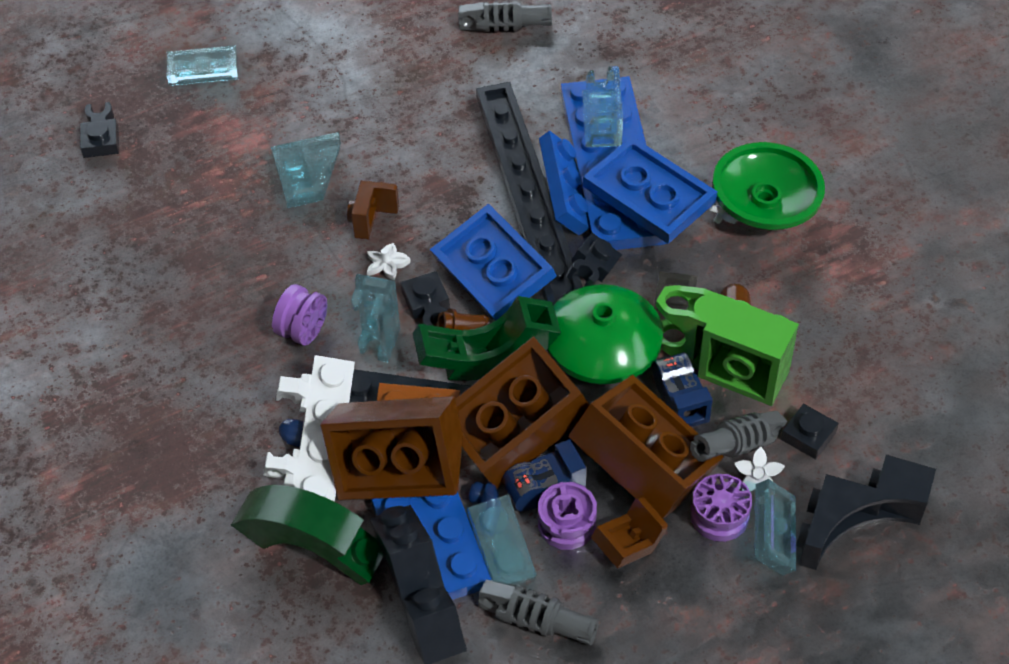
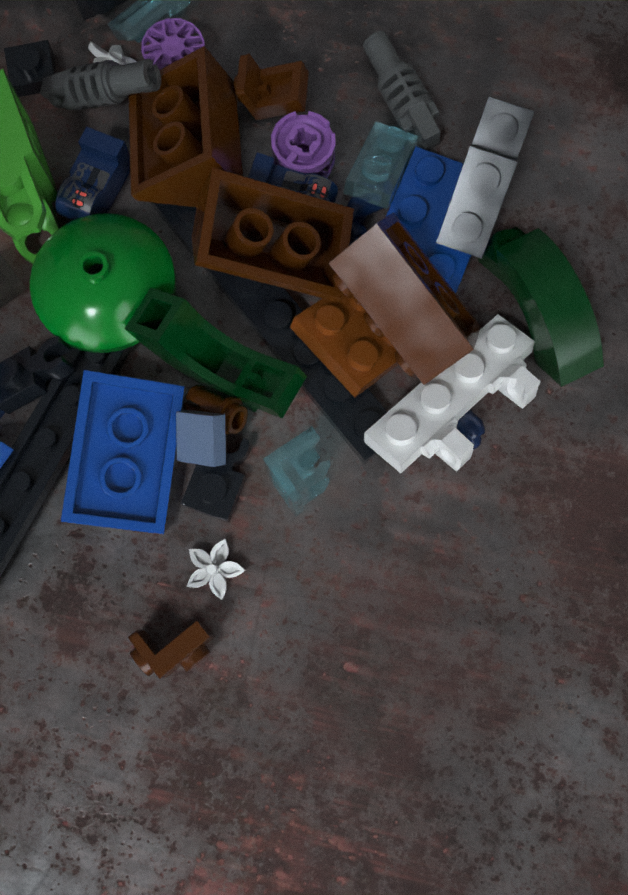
camera: 140 degrees left, 25 degrees up
(298, 314) = (366, 559): medium lavender wheel -> none
(306, 167) = (189, 778): clear light blue wing -> none
(453, 296) = (201, 438): none -> sand blue tile

